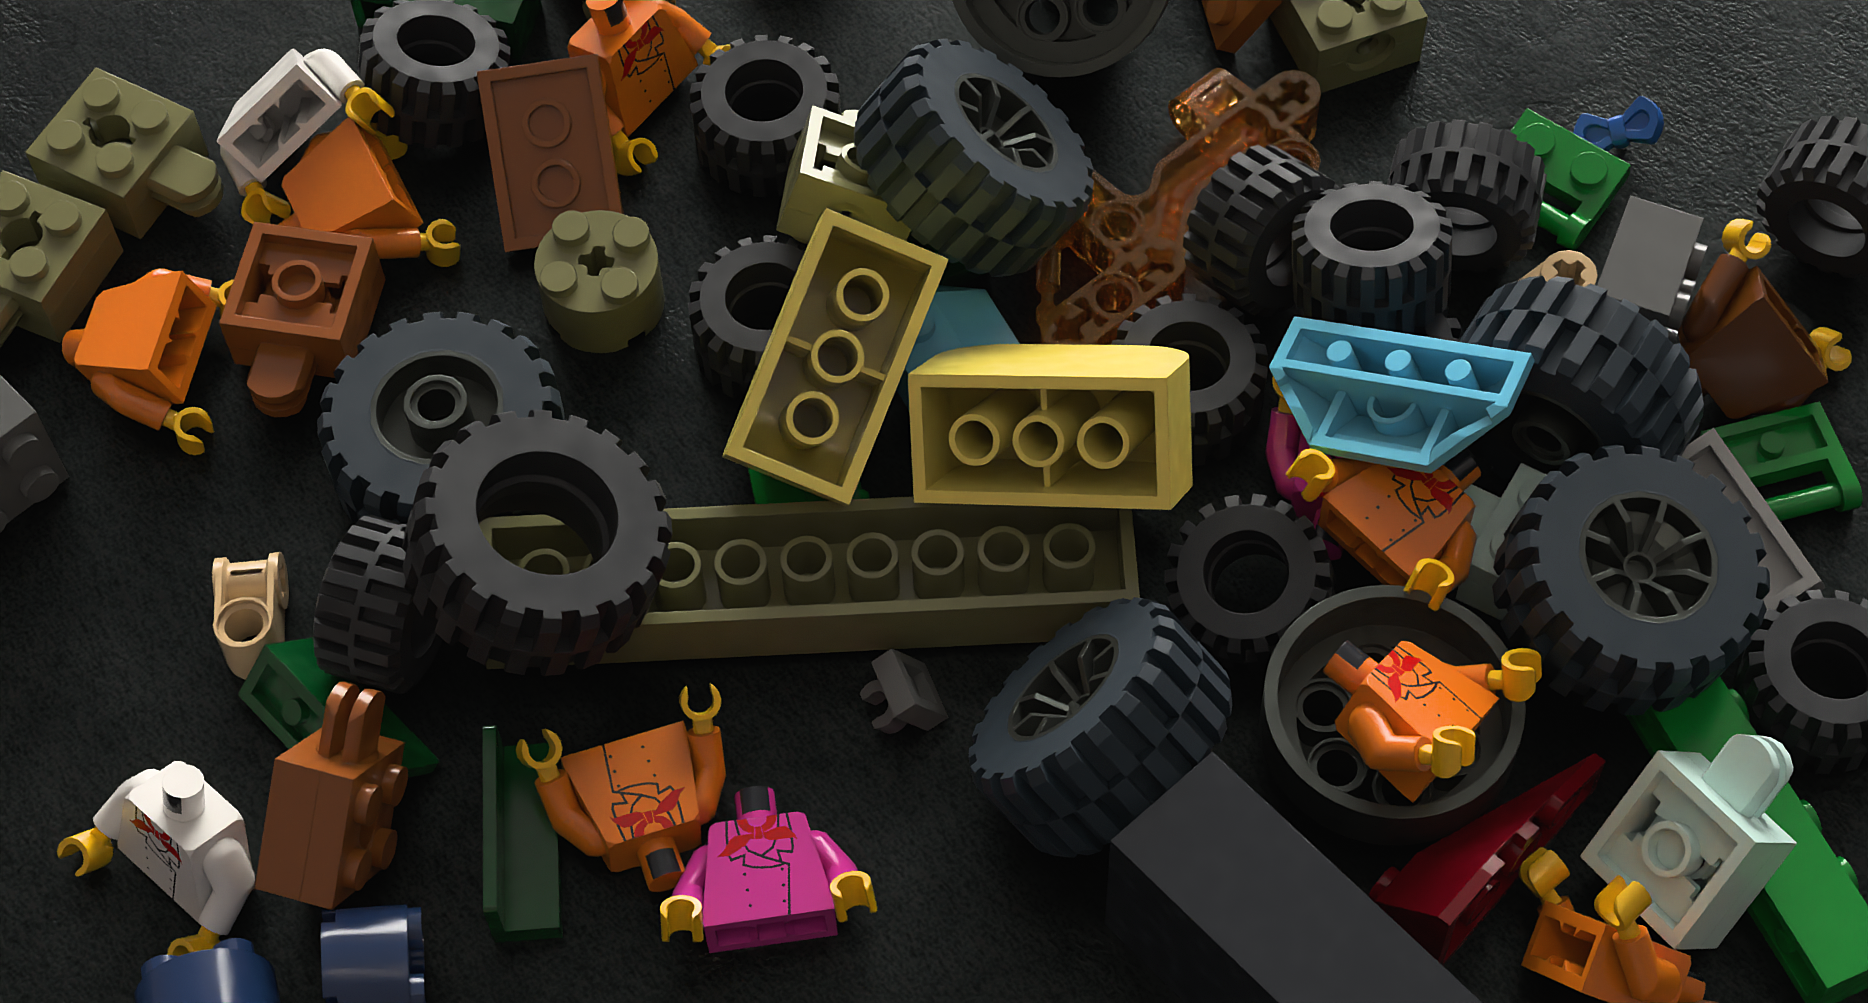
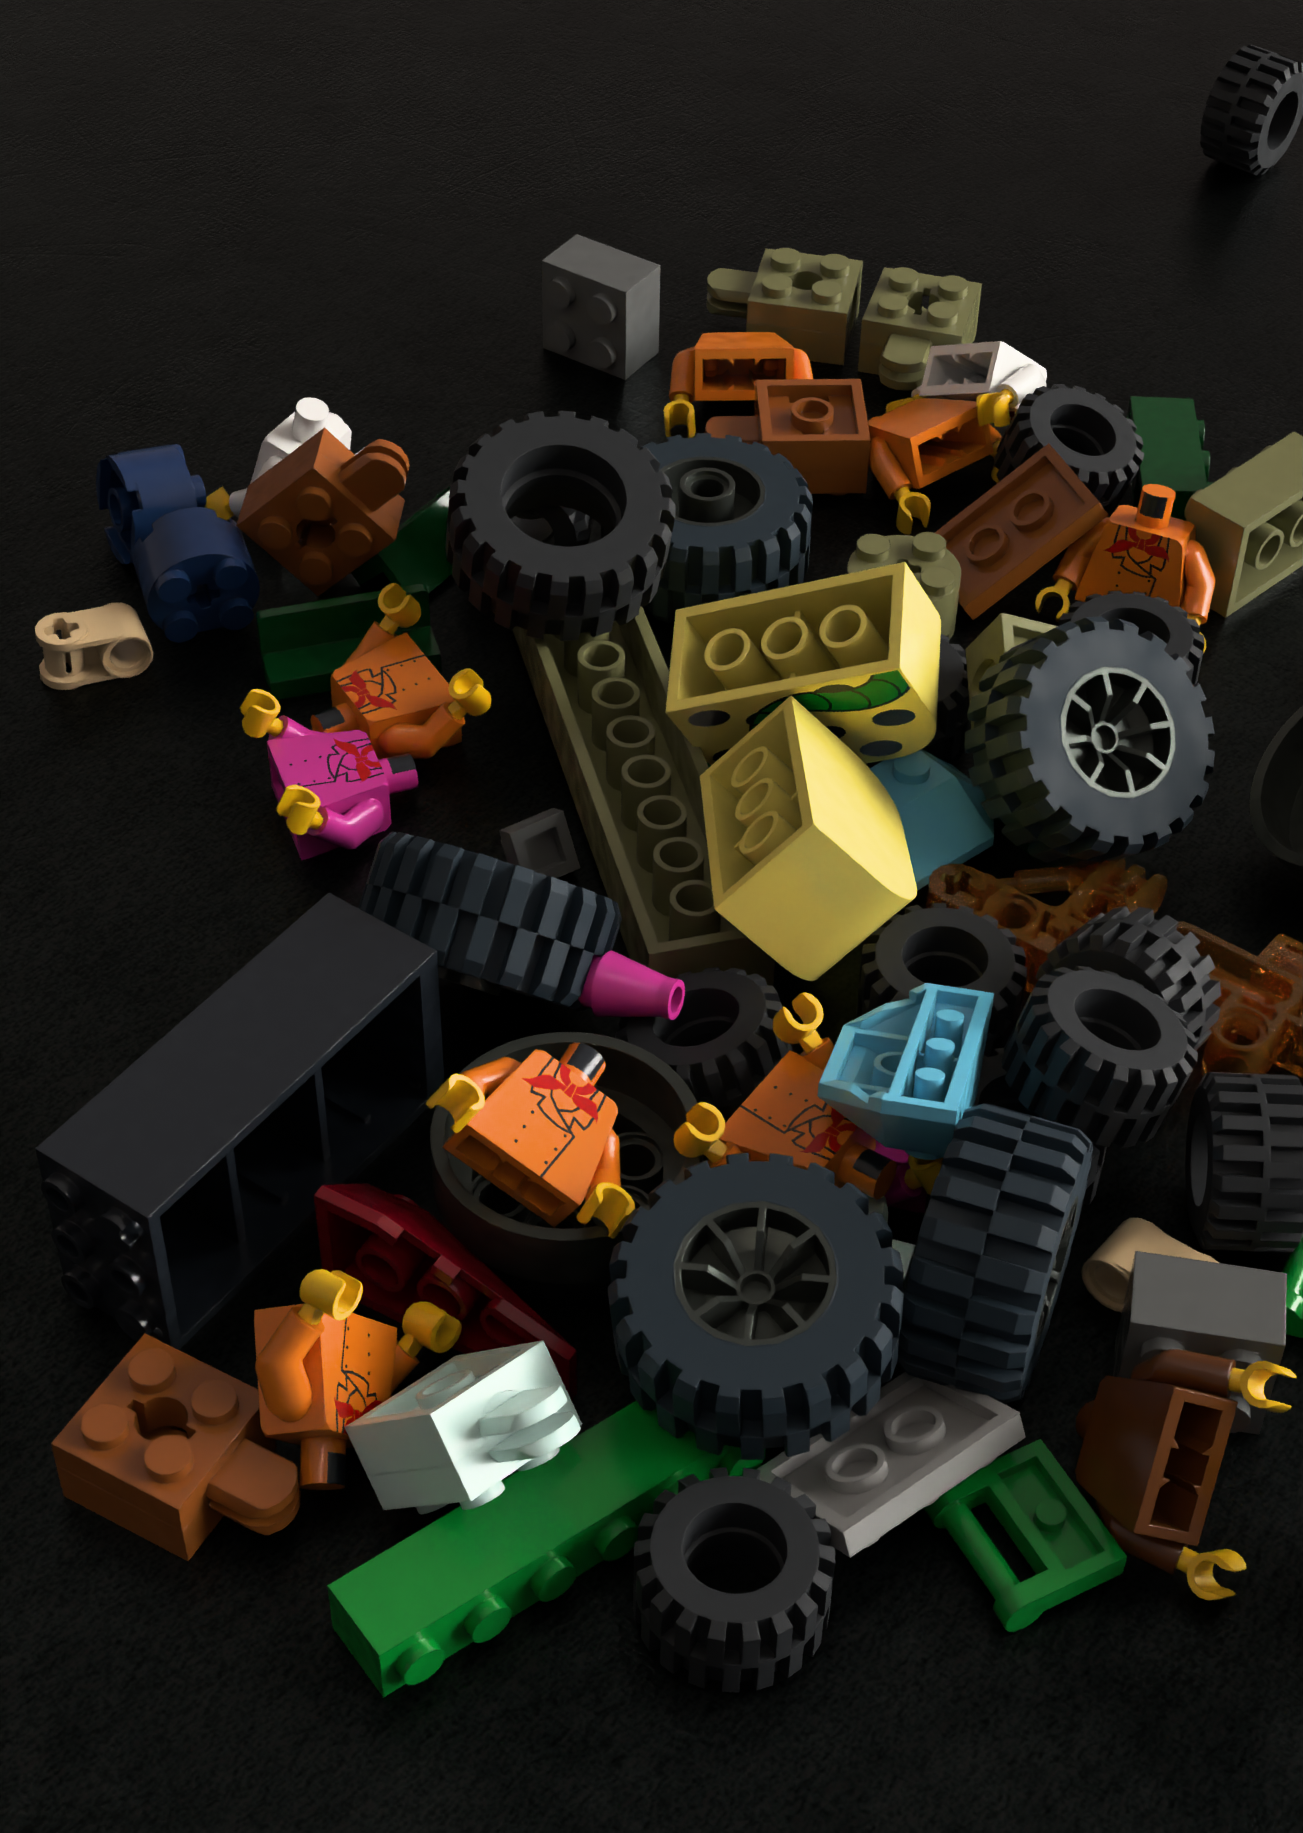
camera: 75 degrees right, 15 degrees down
(1213, 609) = (629, 989): none -> dark pink cone

